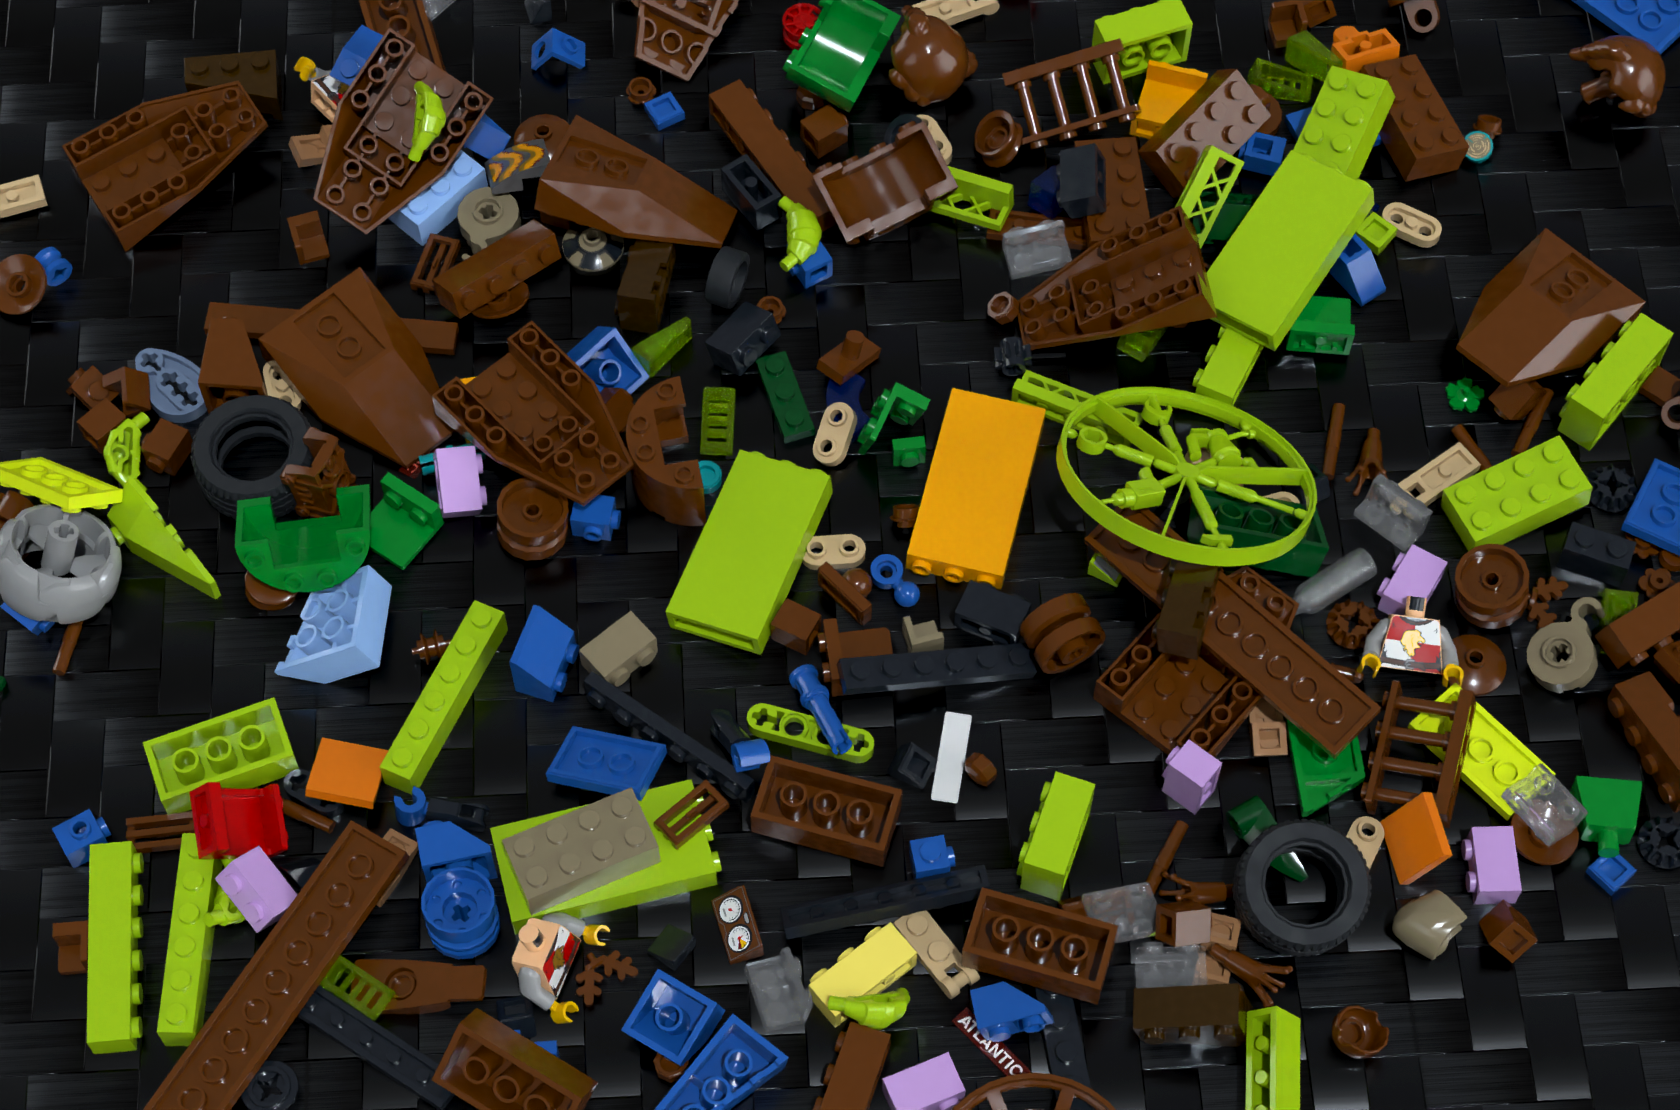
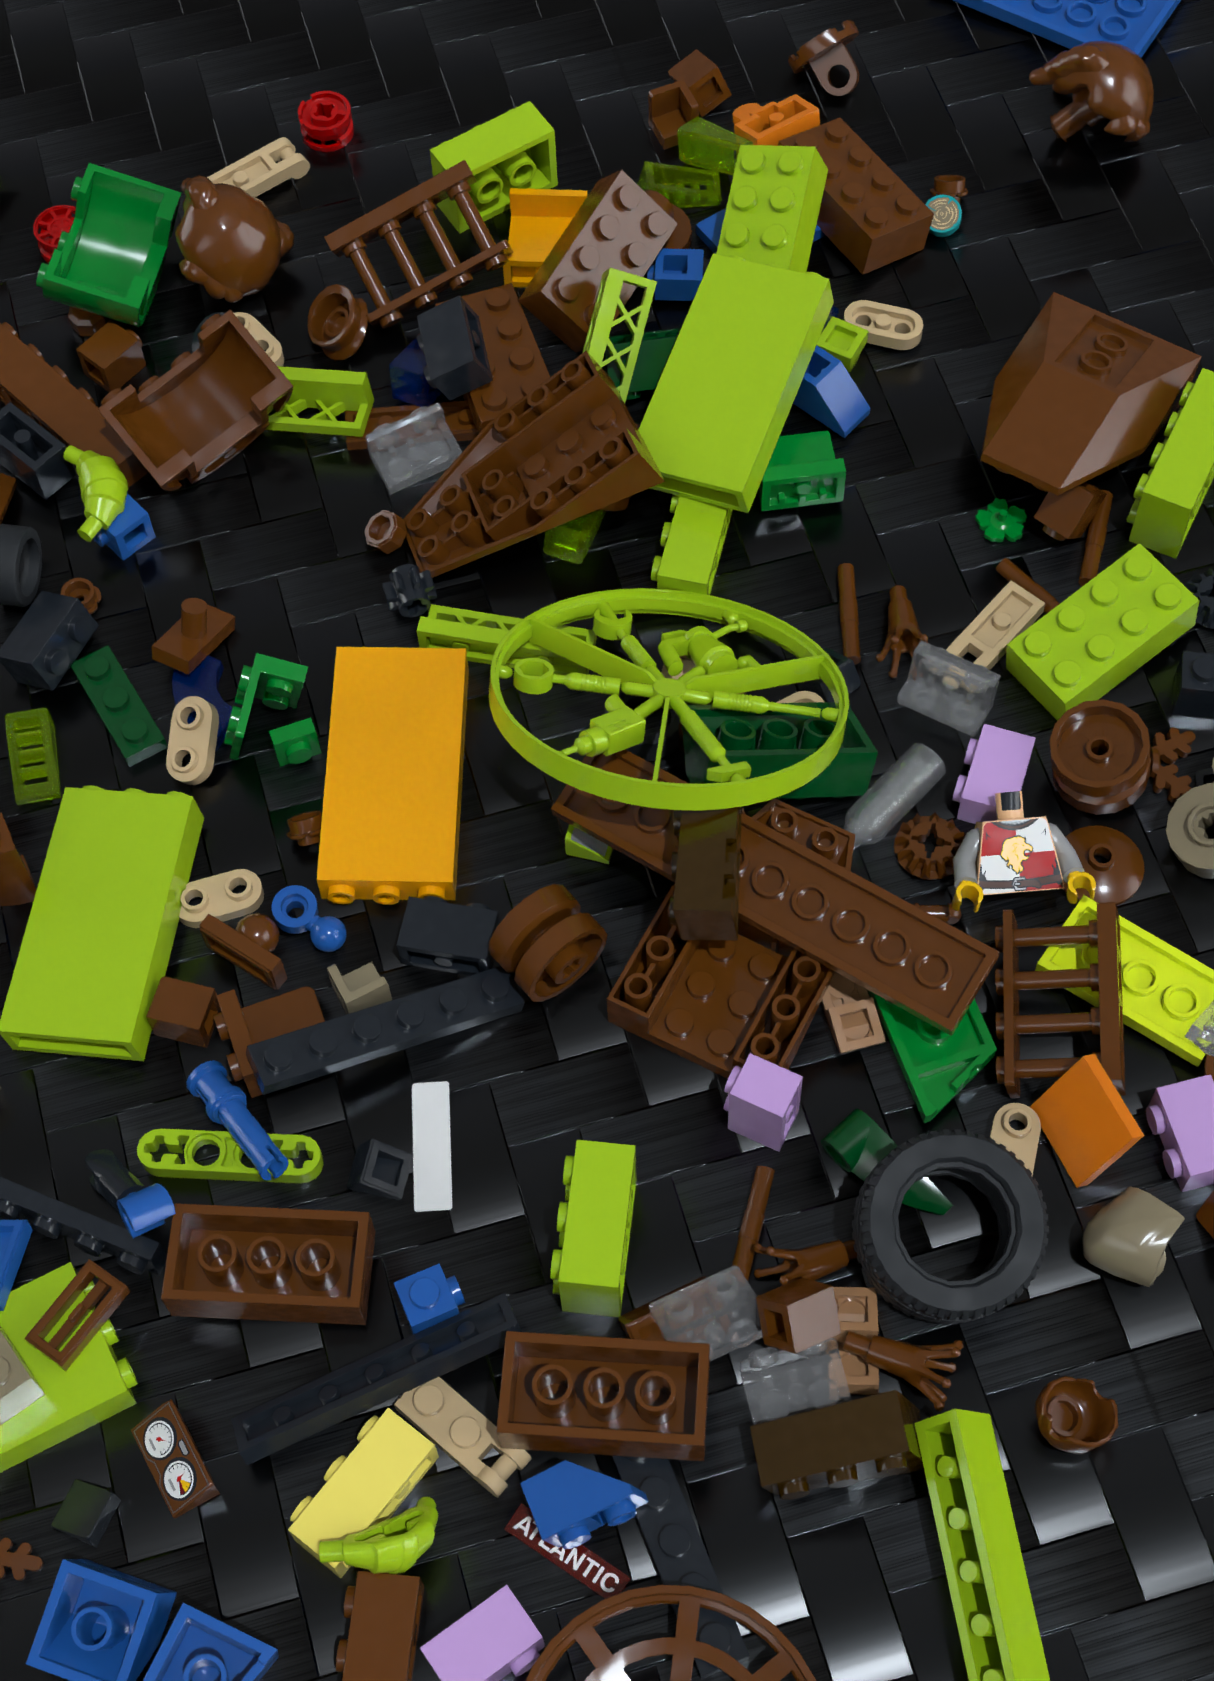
camera: 10 degrees left, 0 degrees up
(710, 475) = (30, 833): teal tile -> none
(779, 991) = (248, 1546): clear bracket -> none
(980, 769) = (474, 1155): reddish brown tile -> none

